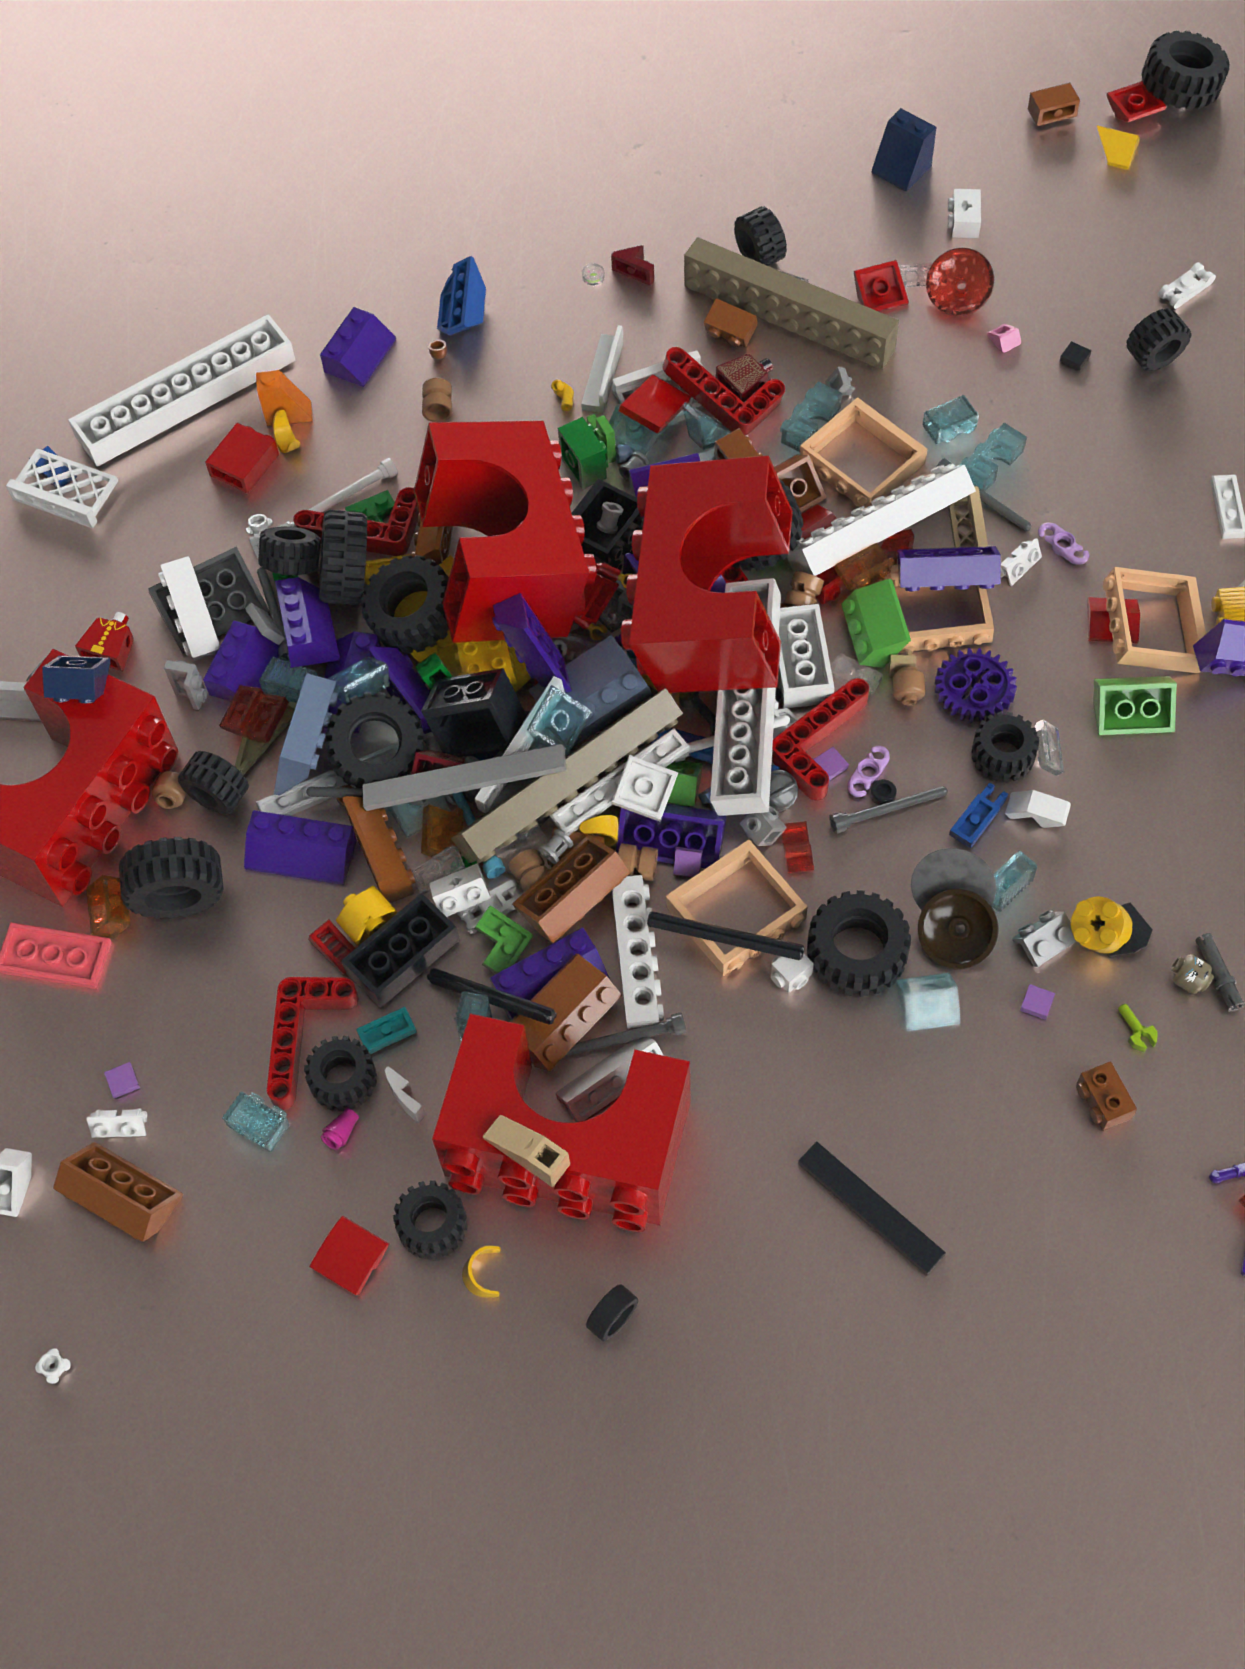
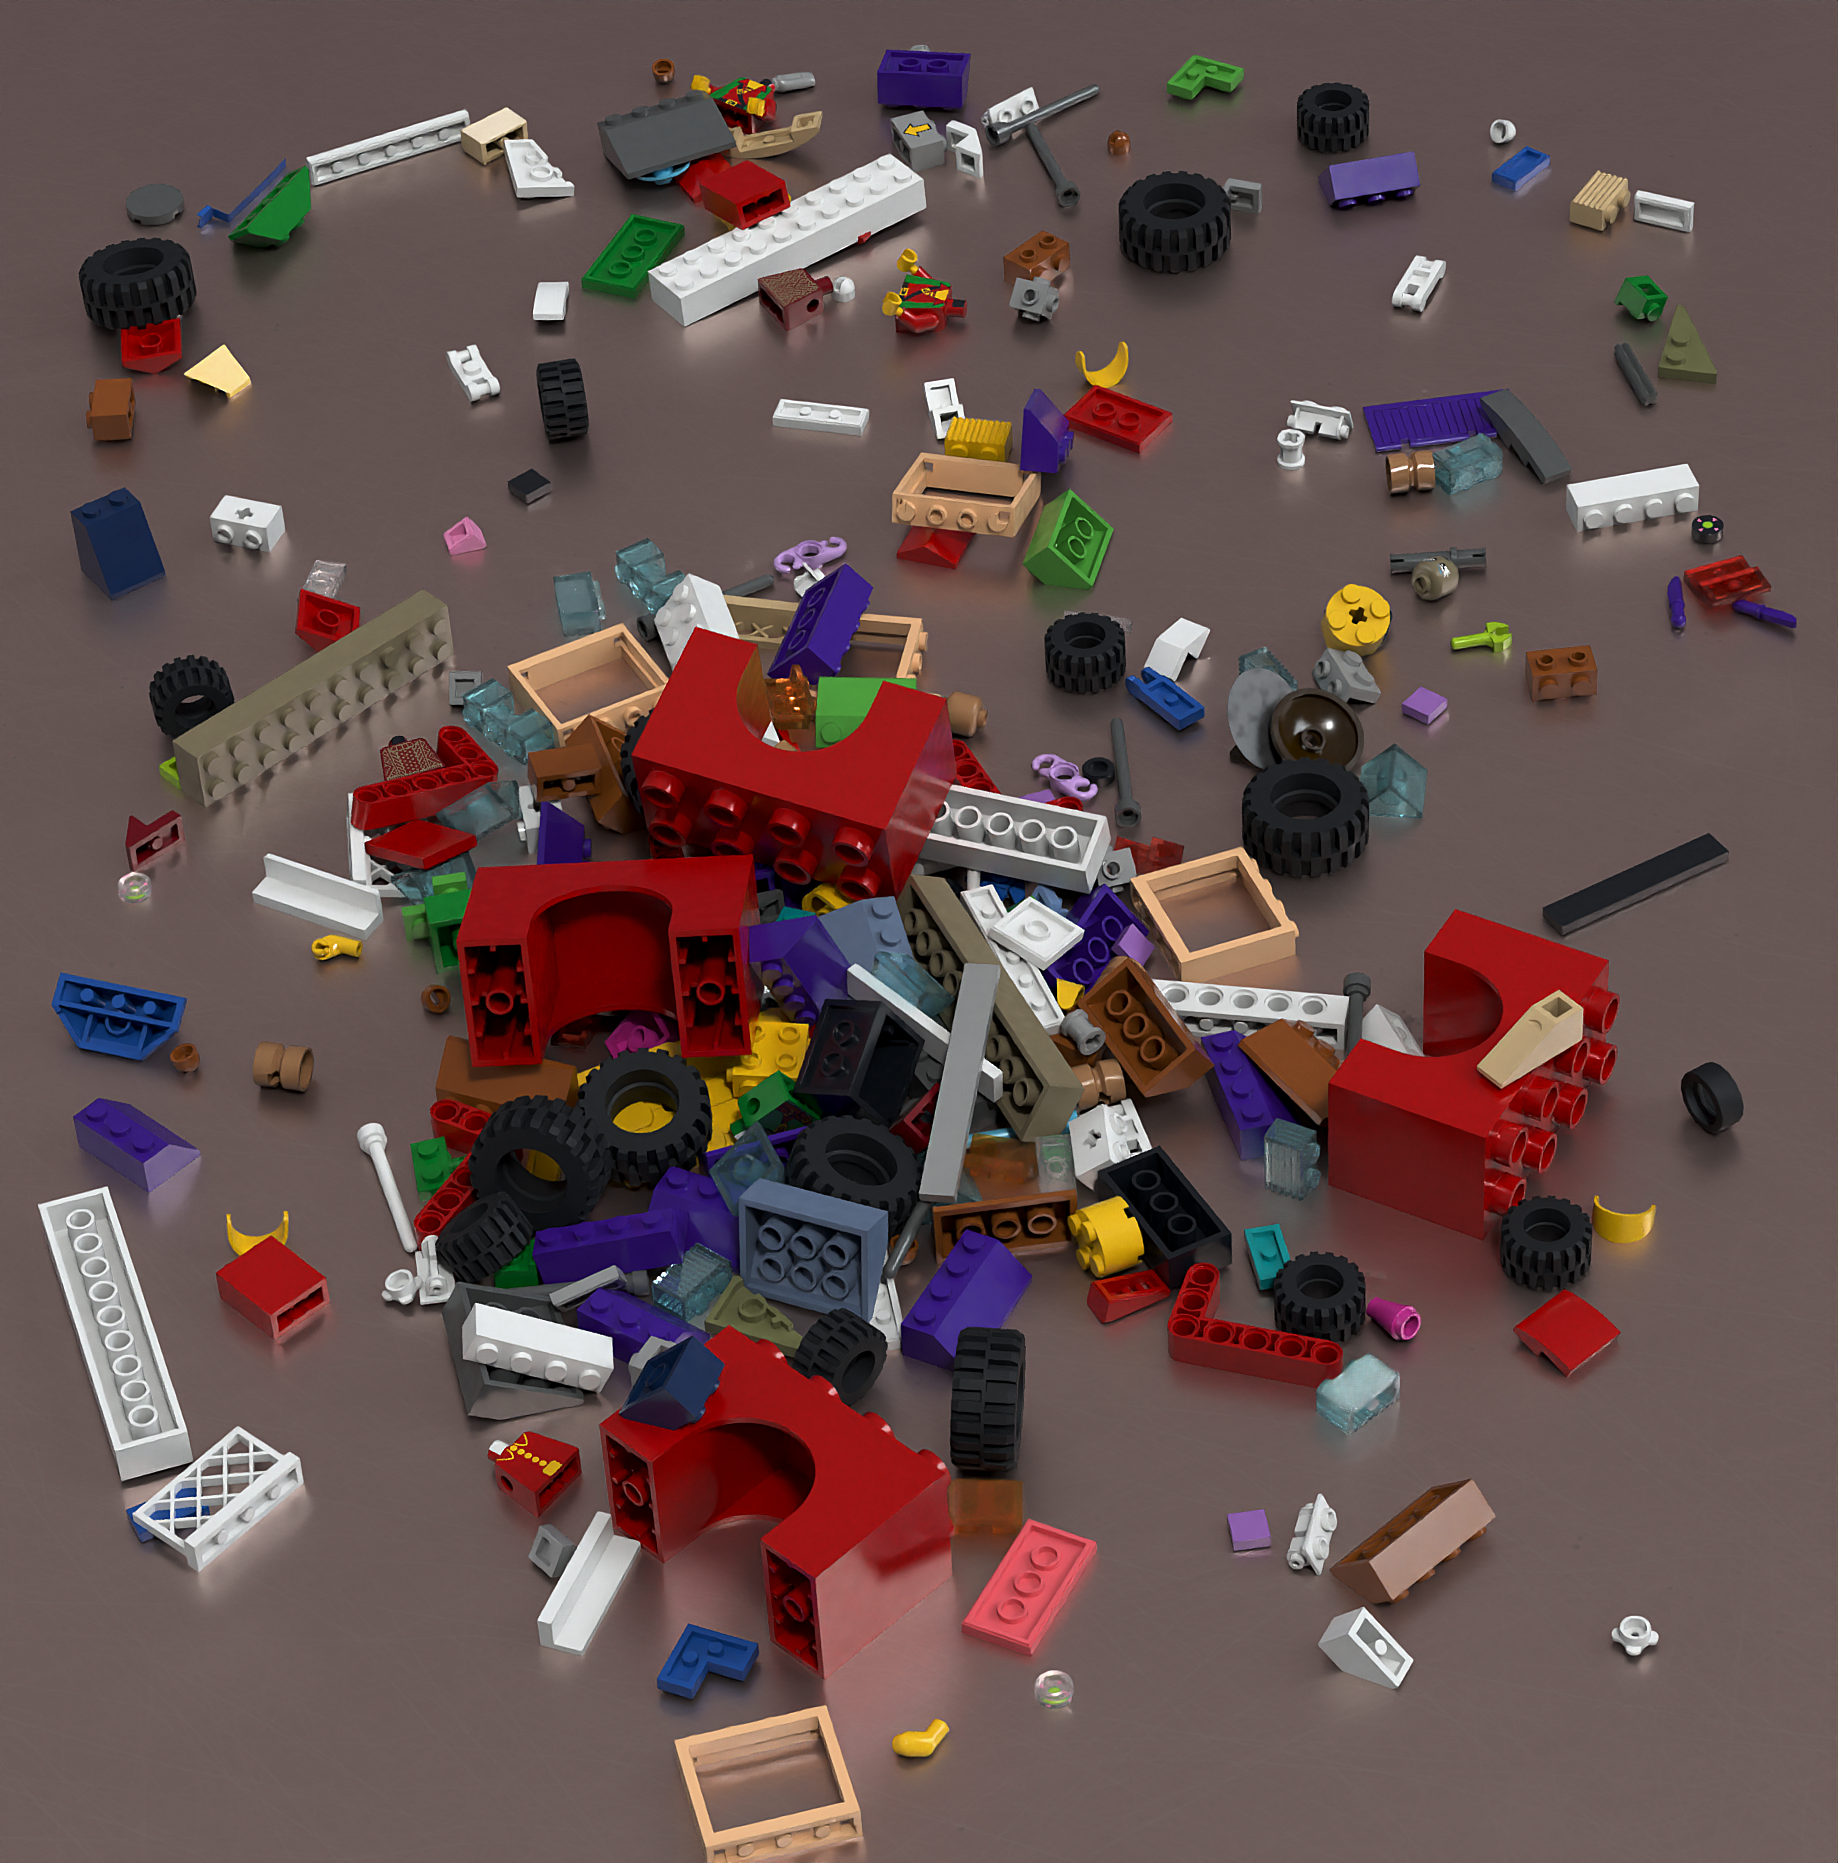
camera: 75 degrees left, 20 degrees down
(254, 714) = (740, 1306): clear red slope -> none
(279, 393) = (199, 1221): orange slope -> none
(401, 1091) = (1371, 1251): white slope -> none
(495, 997) = (1284, 1110): black axle -> none
(507, 935) = (1186, 1120): bright green plate -> none
(725, 935) = (1259, 916): black axle -> none
(730, 323) = (313, 761): dark orange brick -> none
(791, 972) = (1315, 885): white brick -> none
(957, 673) = (984, 662): dark purple gear -> none
(959, 267) = (368, 530): clear red dish -> none

